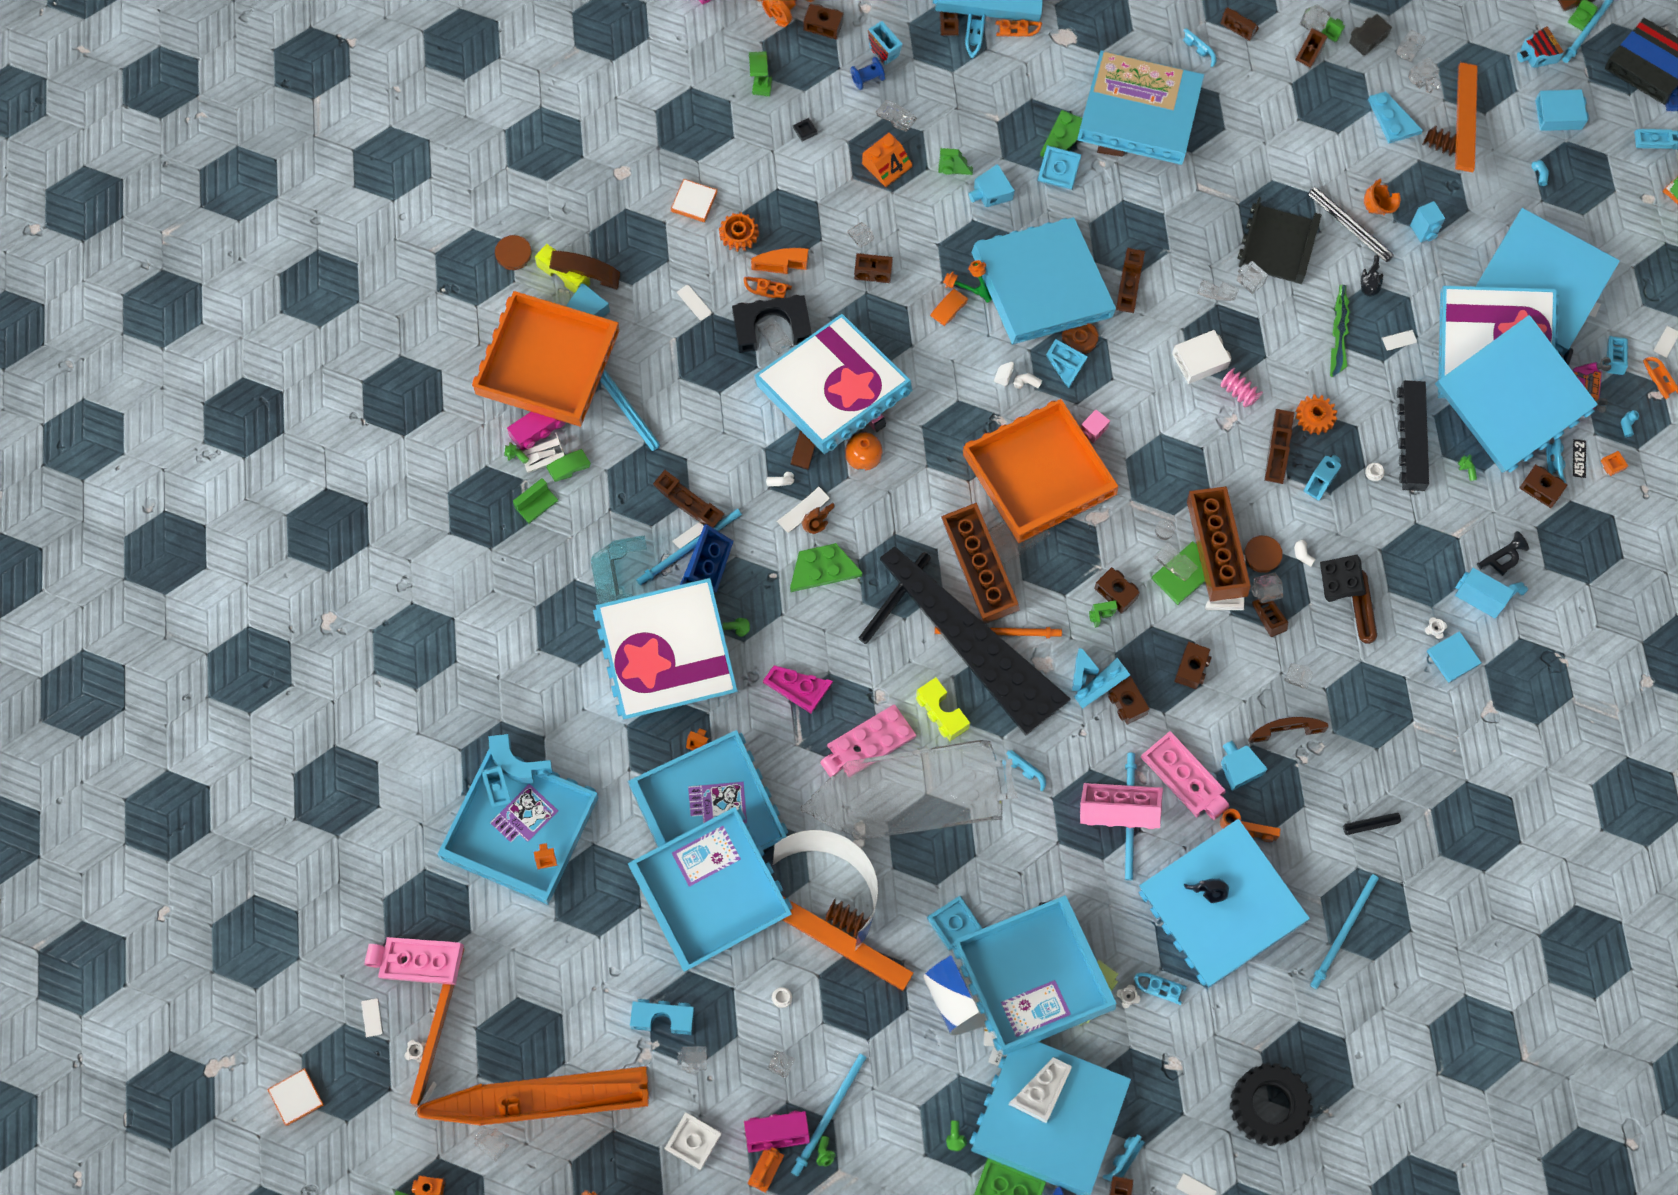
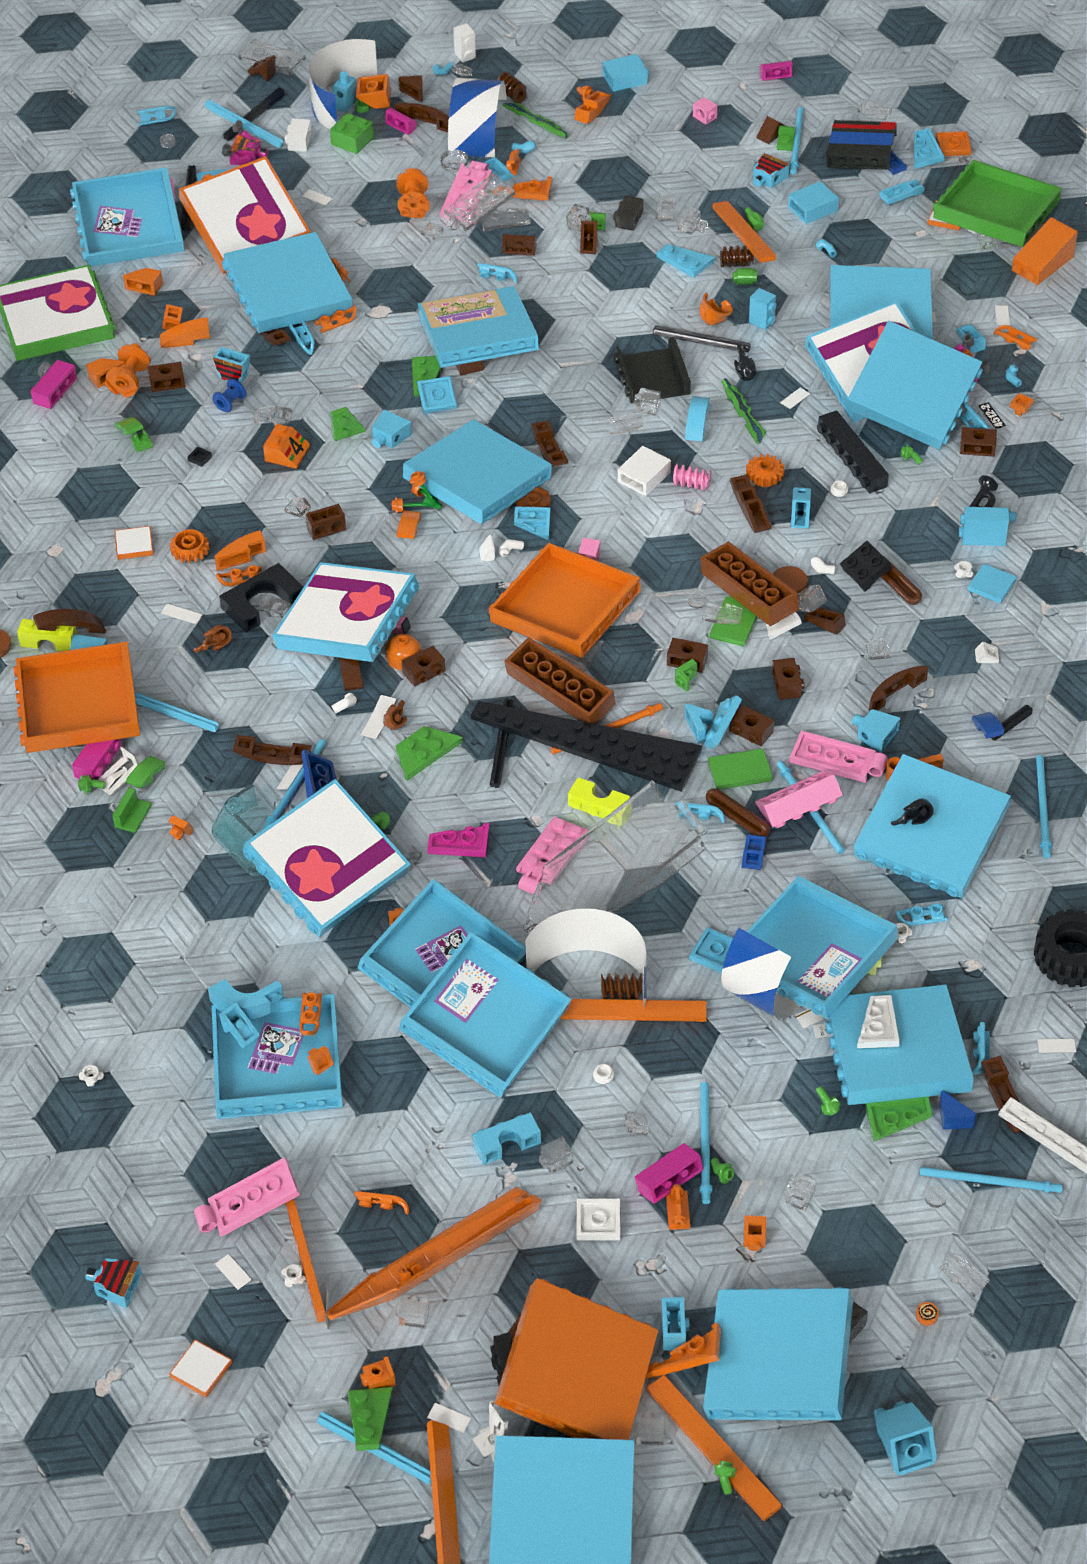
camera: 25 degrees left, 20 degrees down
(271, 976) = (115, 1280): none -> torso
(353, 756) = (87, 1072): none -> white plate
(528, 1021) = (386, 1201): none -> orange piece
(561, 807) = (309, 1016): none -> orange piece
(566, 541) = (179, 827): none -> orange tile
(709, 348) = (216, 636): none -> dark orange piece
(880, 470) = (423, 666): none -> reddish brown brick
(1048, 838) = (753, 852): none -> blue slope
(1059, 789) = (737, 812): none -> reddish brown piece
(1091, 740) = (740, 769): none -> bright green tile
(1286, 321) = (697, 418): none -> medium azure arch
(1348, 816) = (988, 725): none -> blue slope
(1398, 734) = (986, 653): none -> white slope
(1437, 169) = (744, 276): none -> bright green brick
(1489, 103) = (754, 219): none -> bright green piece

